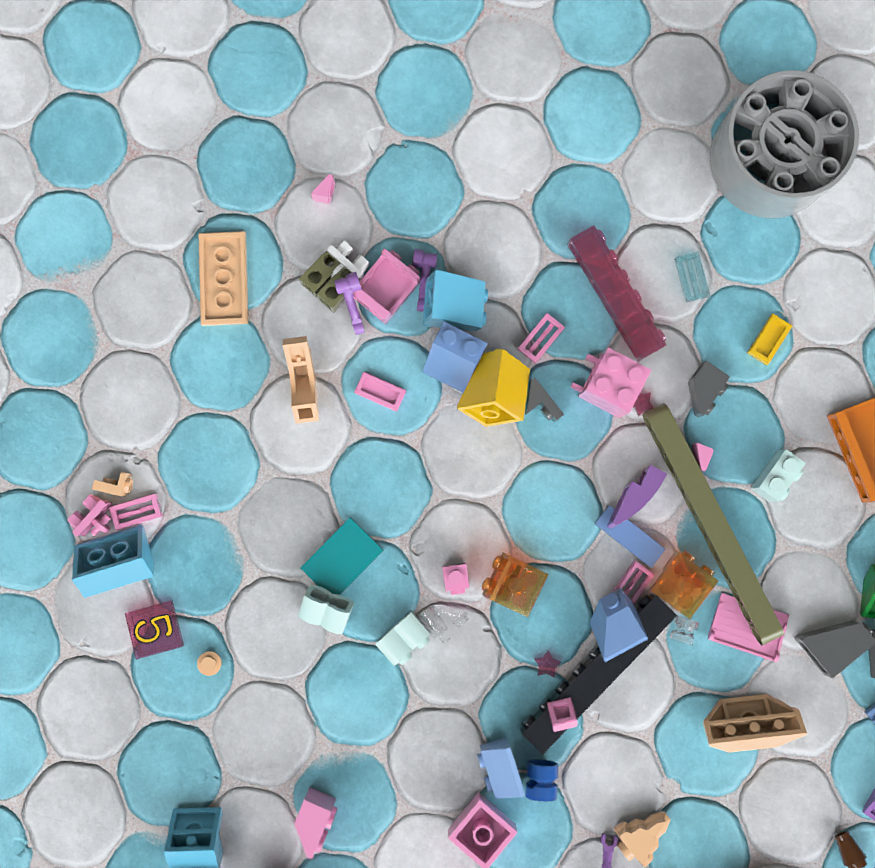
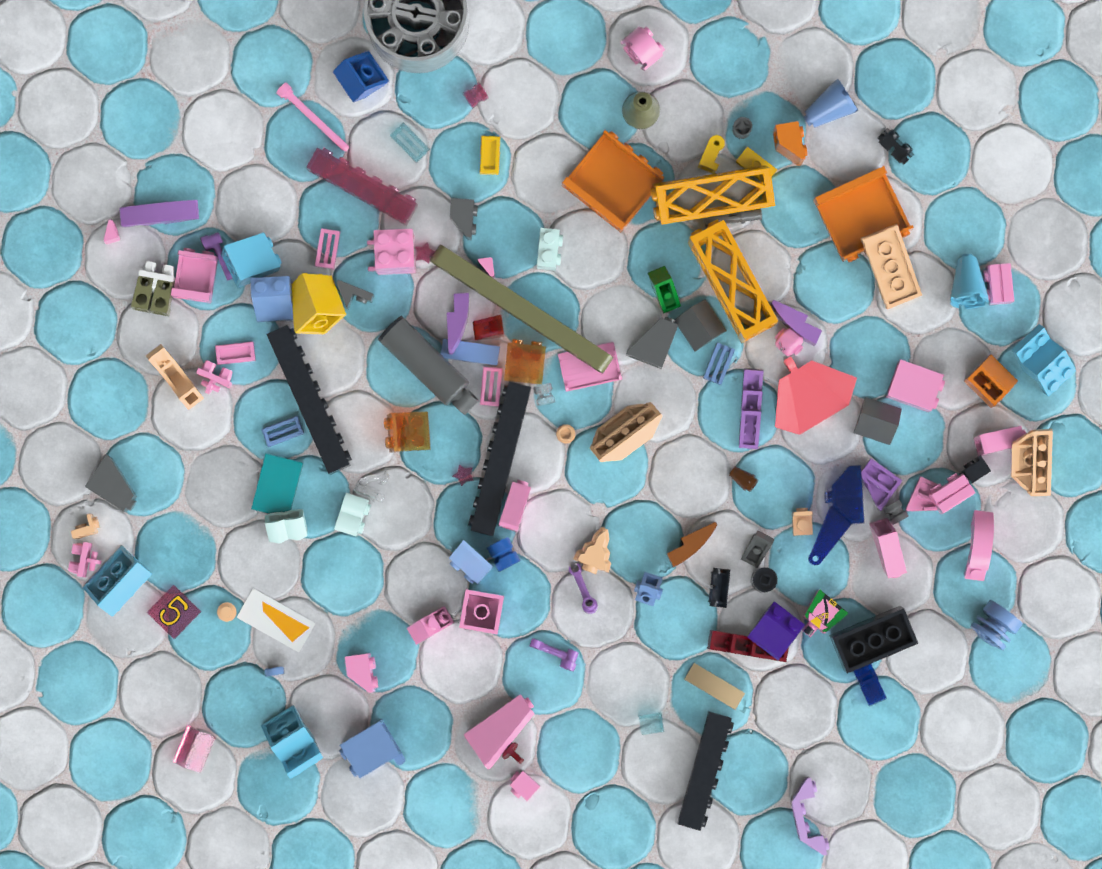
camera: 30 degrees left, 0 degrees up
(86, 792) = (194, 749): none -> clear pink panel
(156, 507) = (115, 535): bright pink tile -> none
(168, 456) = (112, 485): none -> dark grey slope
(221, 759) = (274, 671): none -> medium blue tile
(223, 278) = (75, 338): light nougat tile -> none
(256, 702) = (276, 620): none -> white sticker
(347, 286) = (169, 292): medium lavender brick -> none
(352, 411) = (207, 372): none -> bright pink hips
(378, 503) = (298, 426): none -> medium blue tile
(387, 198) = (159, 213): none -> medium lavender slope
(417, 810) = (430, 625): none -> bright pink slope
(428, 488) = (308, 399): none -> black brick
(456, 578) = (364, 451): bright pink brick -> none
(562, 714) = (490, 500): bright pink slope -> none
(578, 526) = (428, 365): none -> dark grey piece
(583, 739) = (515, 505): none -> bright pink slope
(592, 150) = (286, 93): none -> bright pink piece
(616, 625) = (491, 416): medium blue slope -> none
(666, 523) = (488, 328): none -> clear red slope
(680, 177) = (360, 76): none -> blue slope
(682, 685) = (565, 434): none -> light nougat plate
(792, 267) = (475, 95): none -> clear pink wheel

